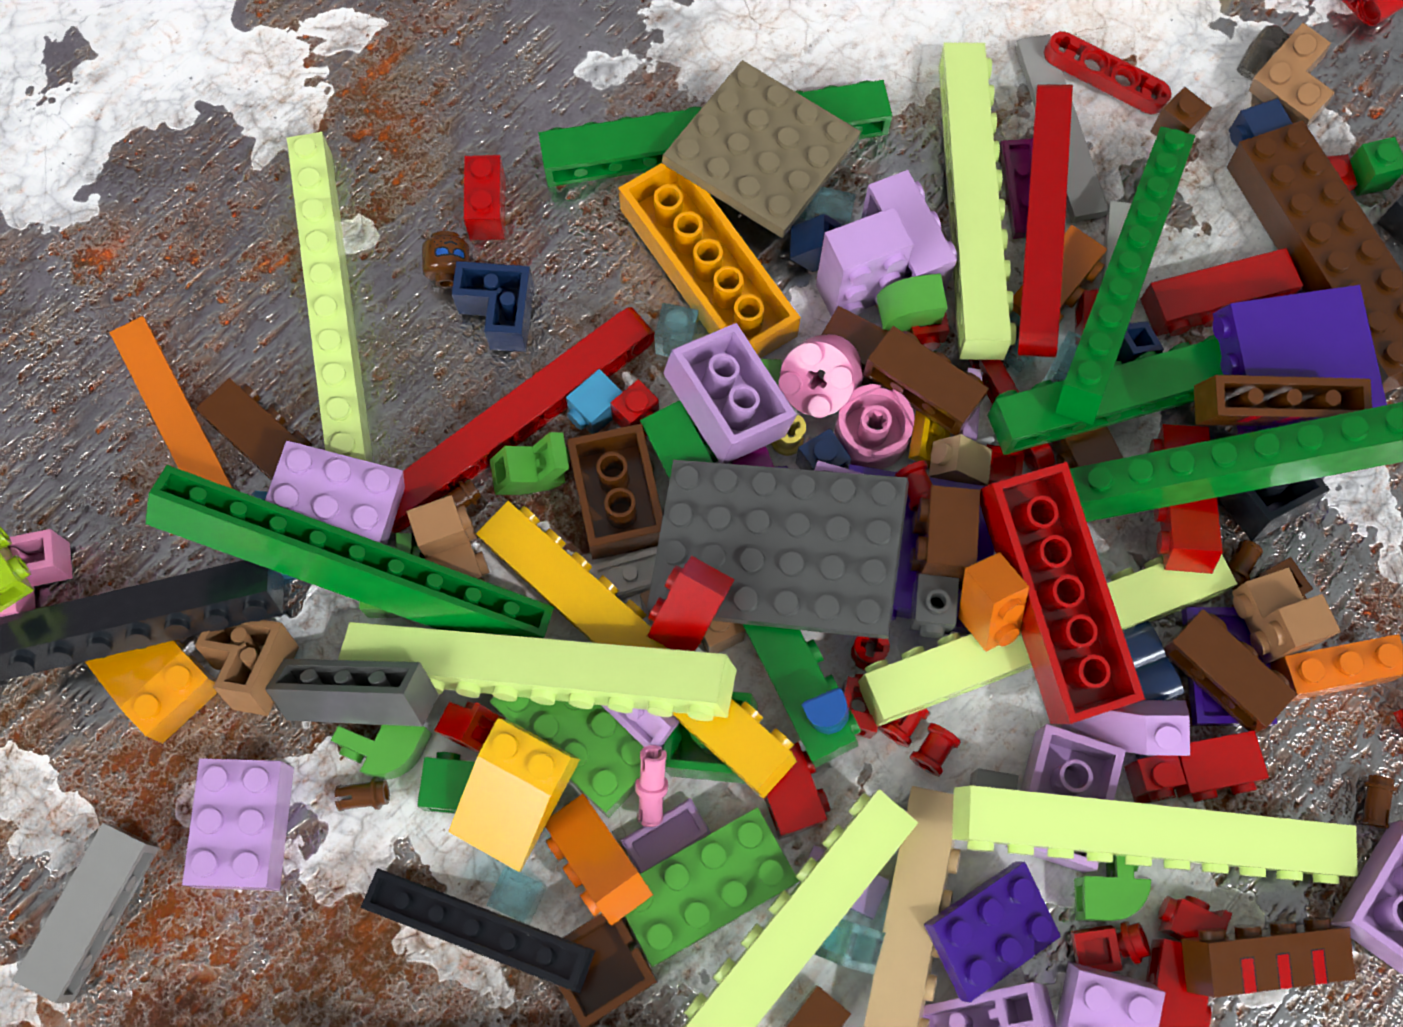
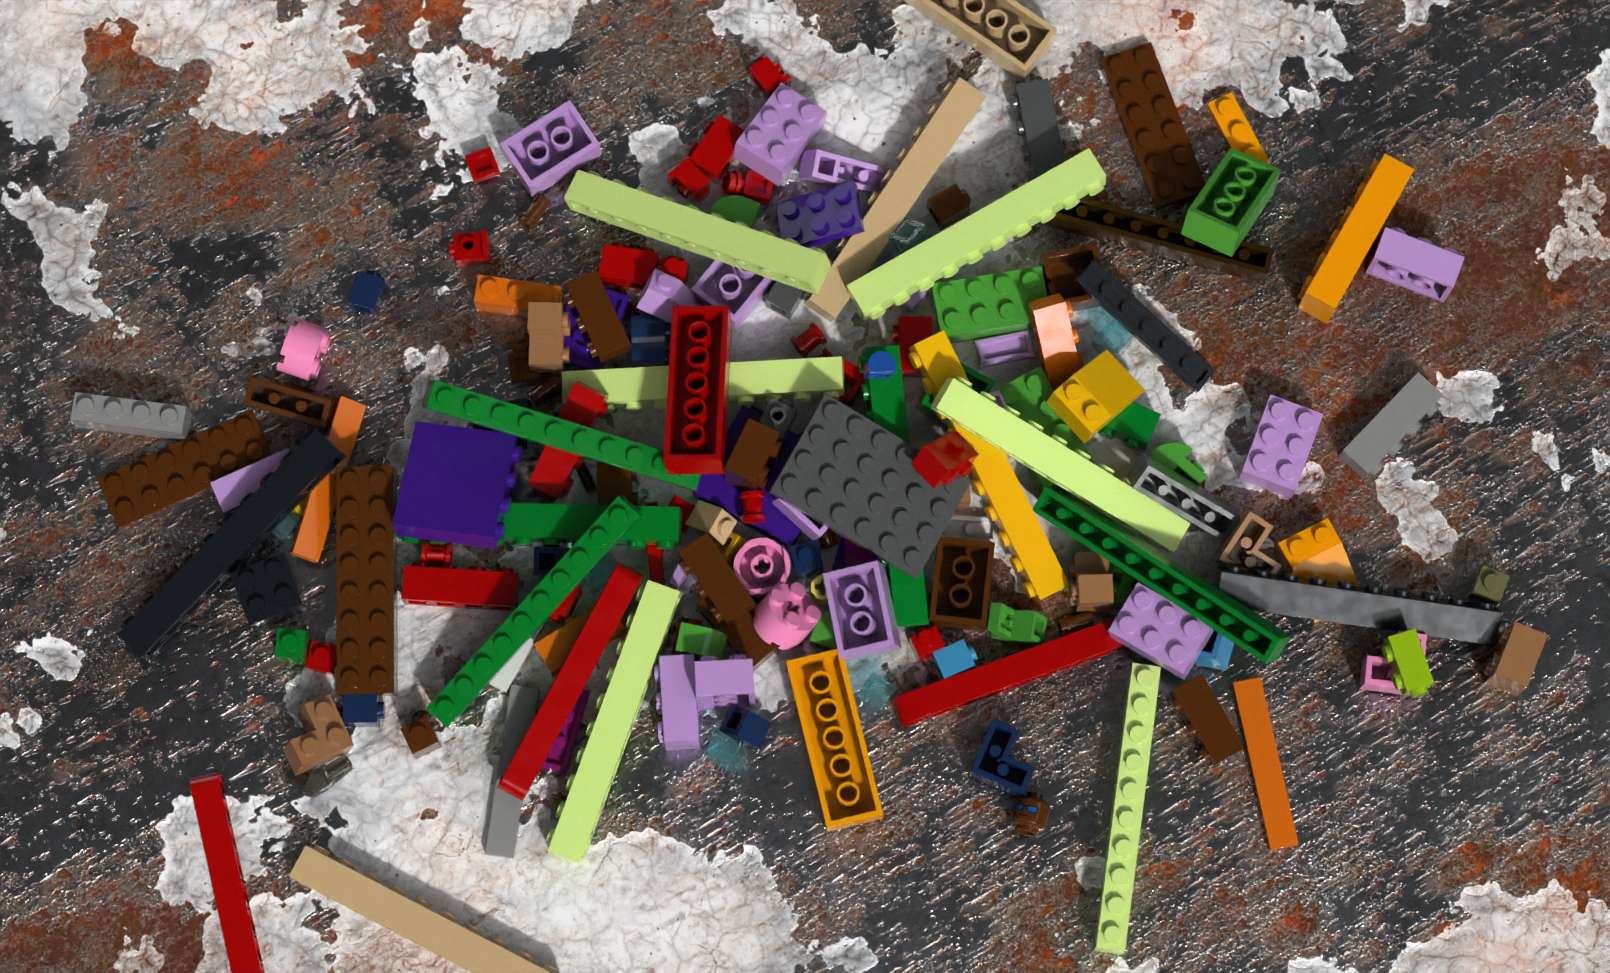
camera: 160 degrees left, 5 degrees up
(363, 795) = (1196, 440): reddish brown pin -> none
(467, 725) = (1113, 454): red brick -> none
(484, 197) = (985, 857): red brick -> none
(639, 143) = (786, 854): green brick -> none
(651, 785) = (1005, 372): bright pink pin -> none
(761, 148) = (762, 810): dark tan plate -> none
(993, 602) = (743, 397): orange brick -> none
(1105, 77) = (454, 803): red beam -> none
(1267, 958) = (659, 142): reddish brown brick -> none
(1277, 399) = (497, 453): reddish brown brick -> none

